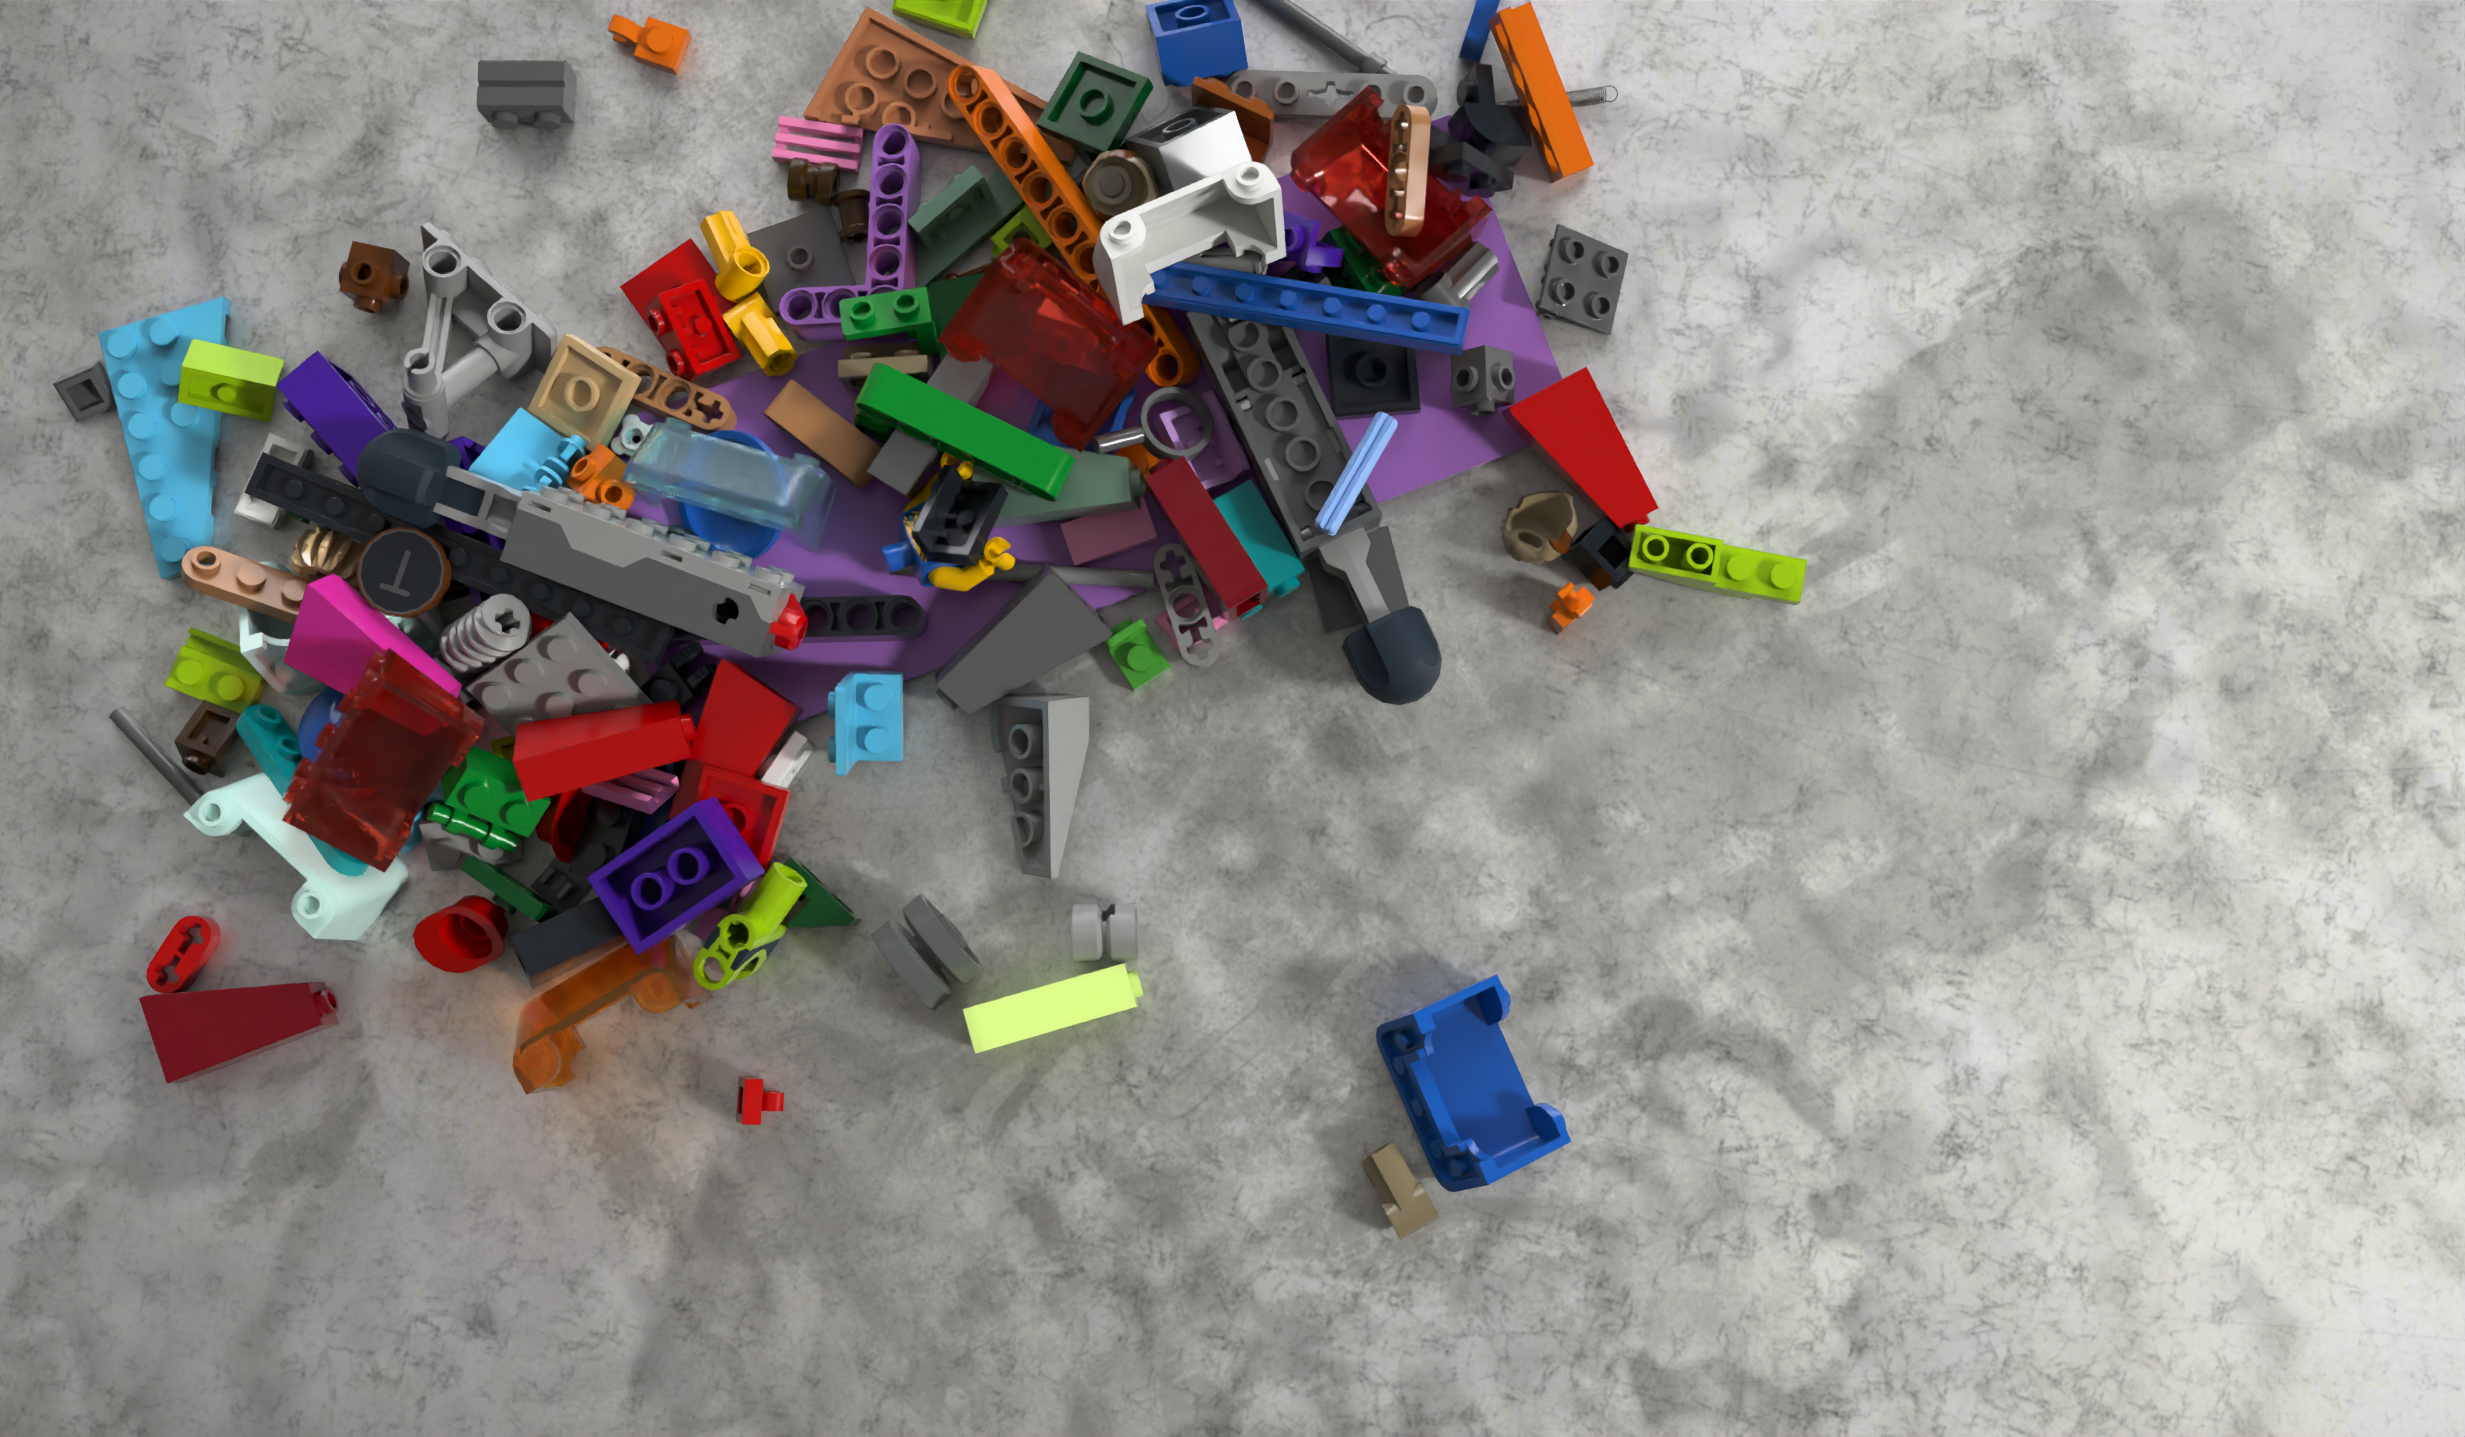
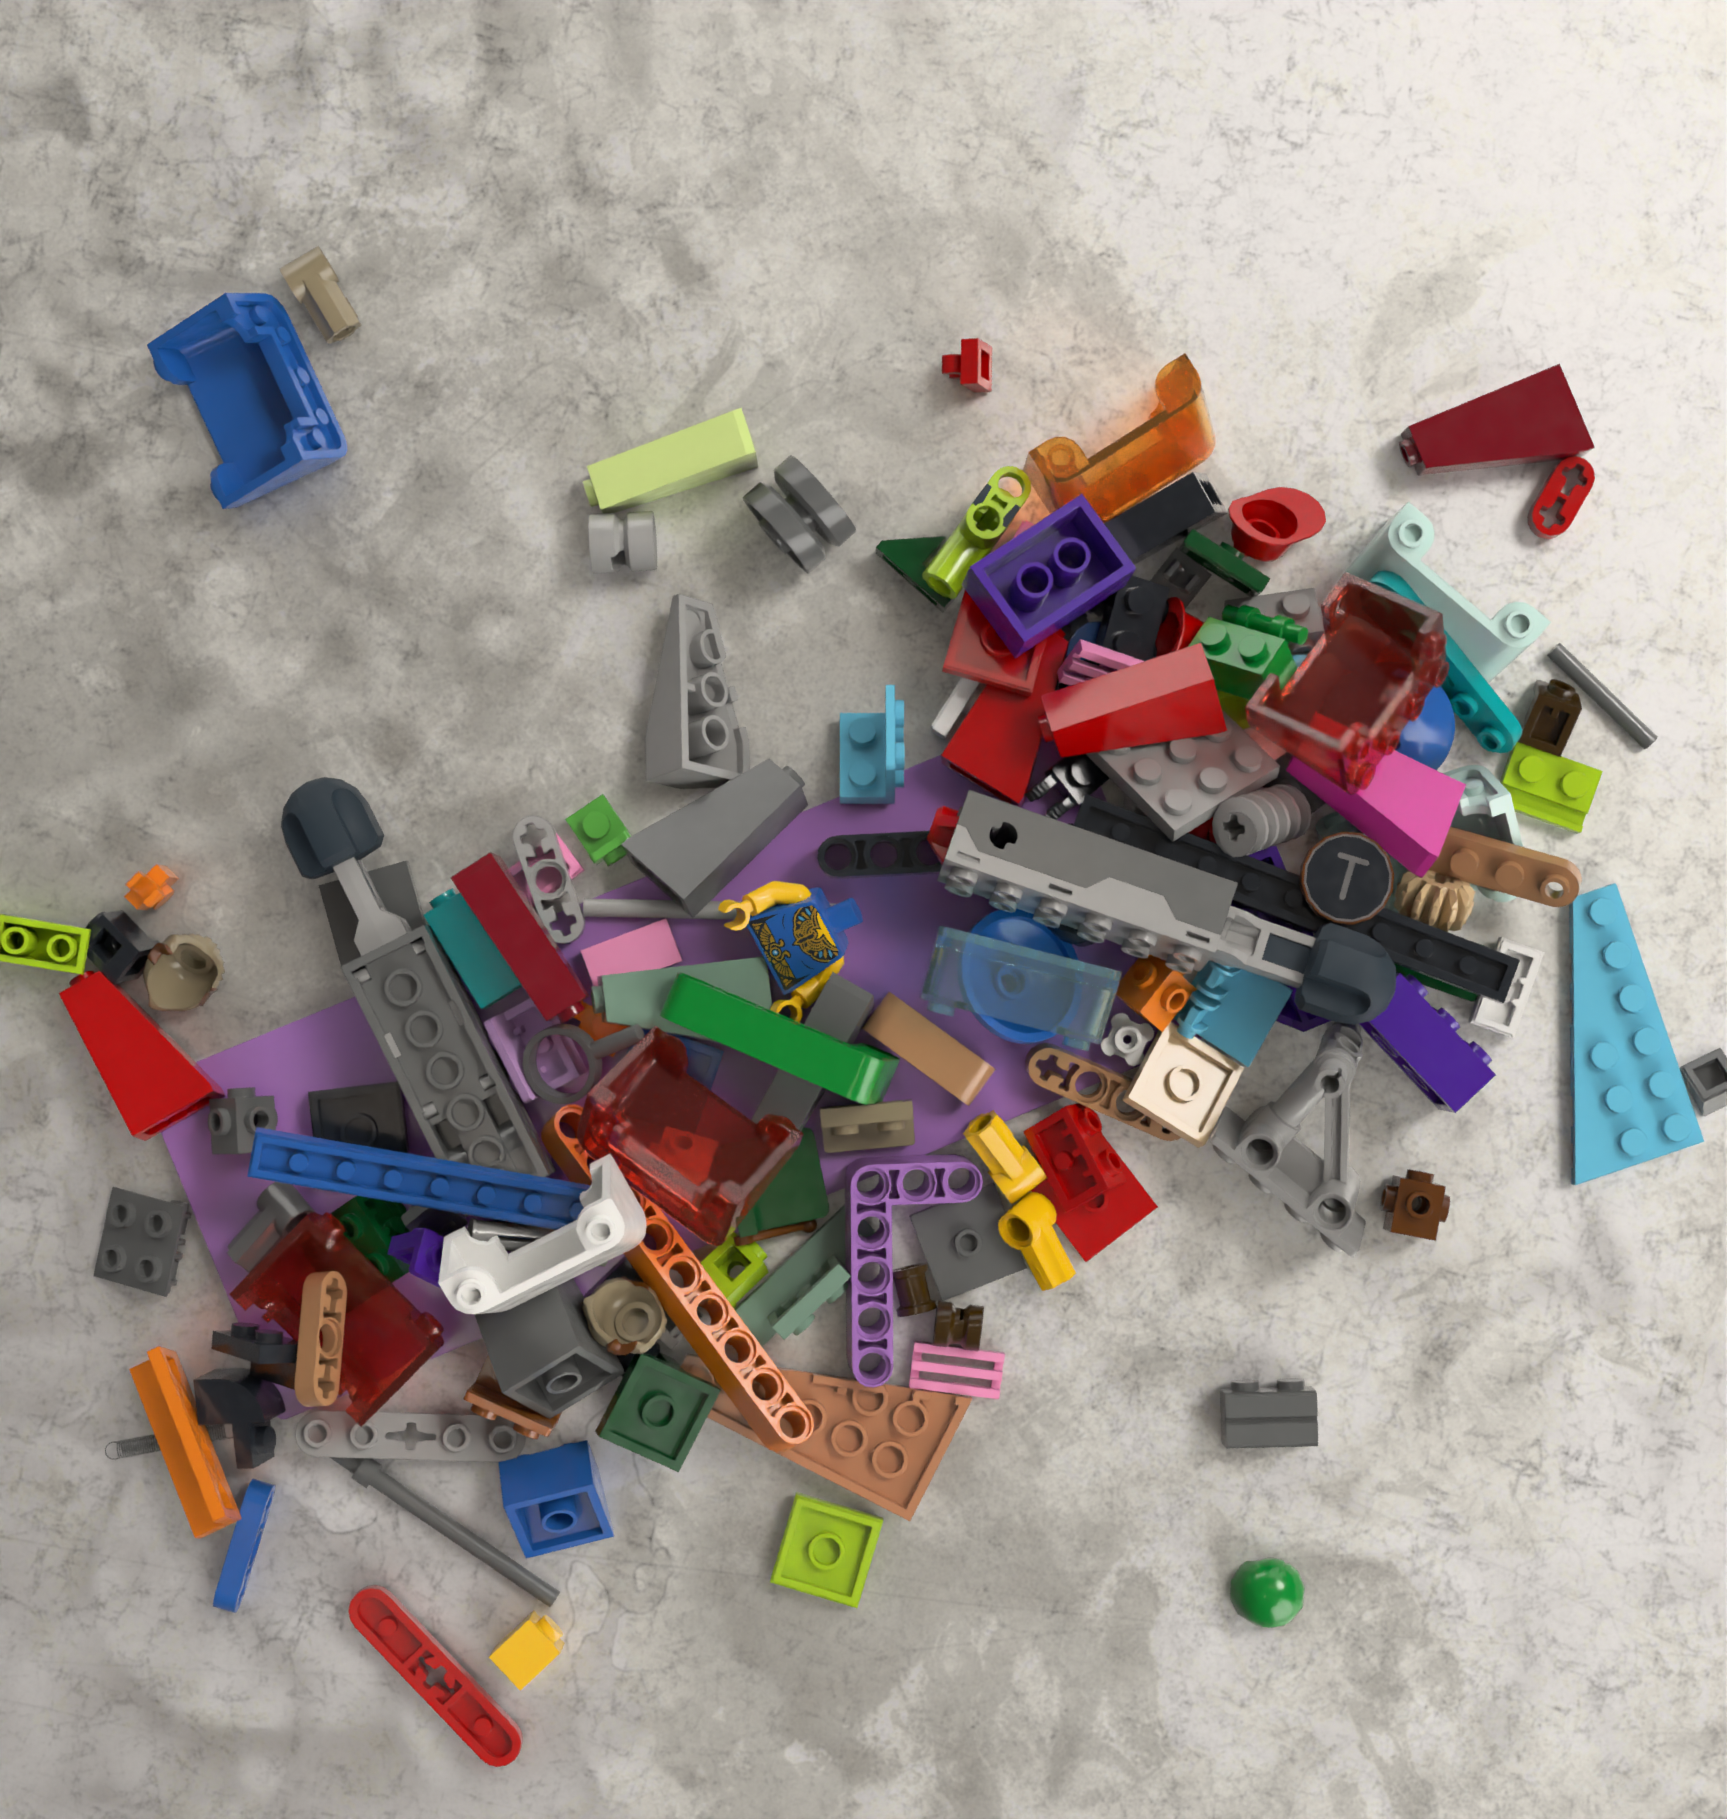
camera: 175 degrees right, 5 degrees up
(230, 380) = (1557, 1092): lime panel -> none
(655, 44) = (1134, 1477): orange plate -> none
(890, 314) = (863, 1168): green bracket -> none
(957, 518) = (777, 950): black bracket -> none
(1356, 473) = (366, 1006): light blue axle -> none

